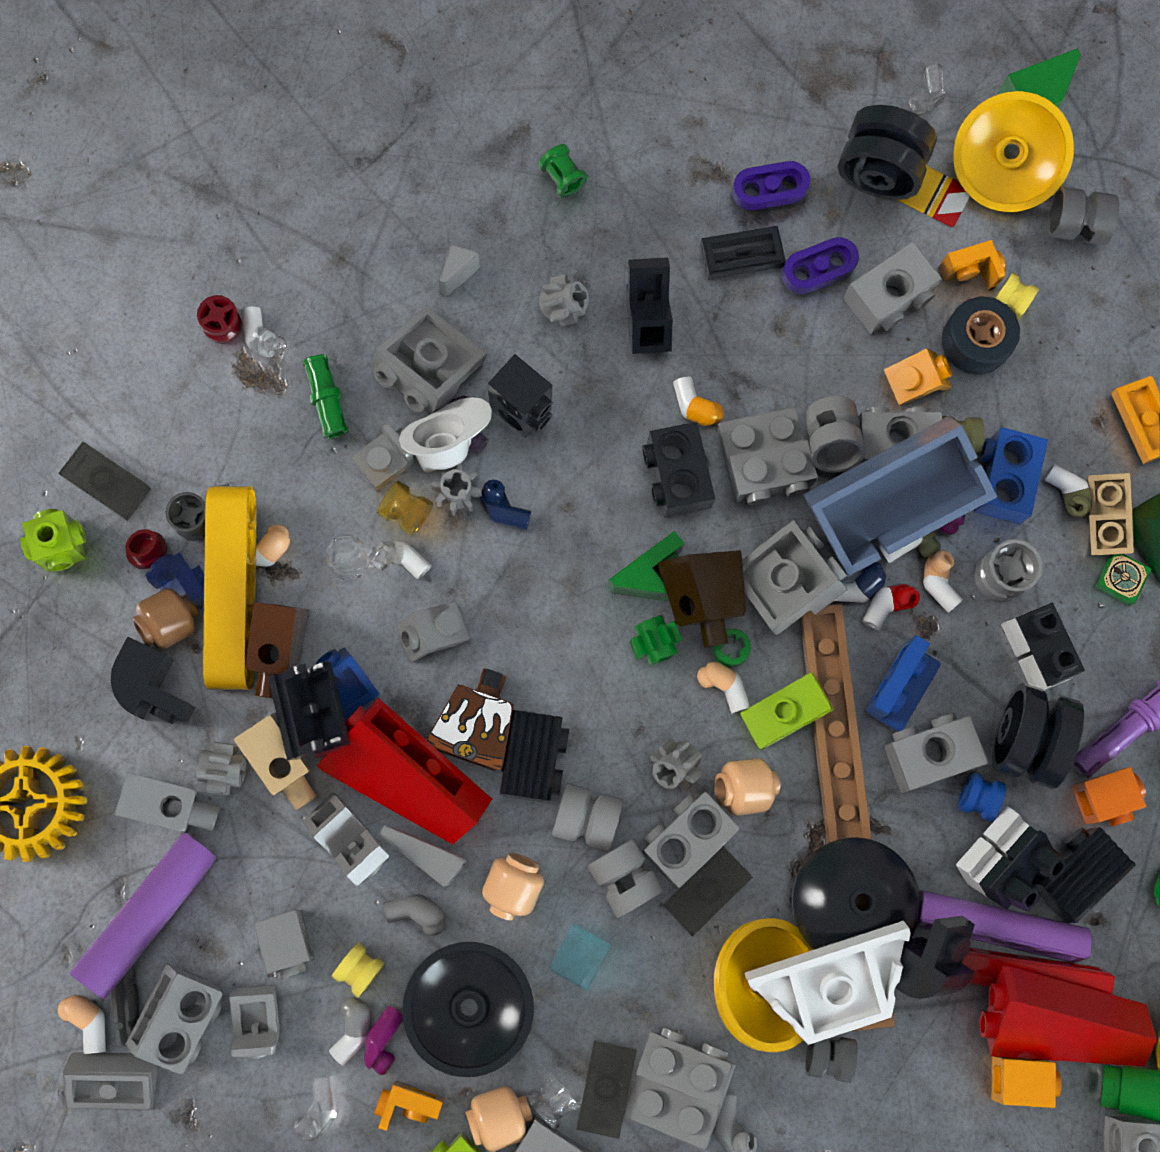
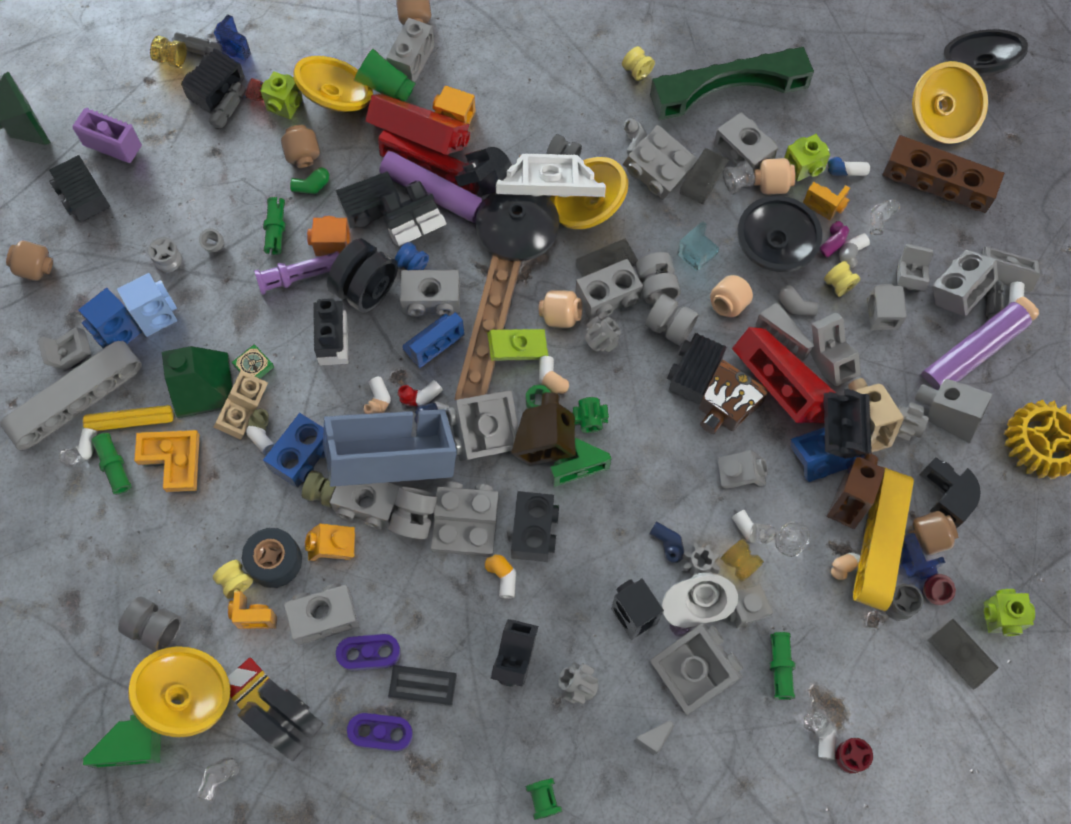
camera: 155 degrees left, 10 degrees down
(1008, 570) = (331, 385): light grey wheel -> none

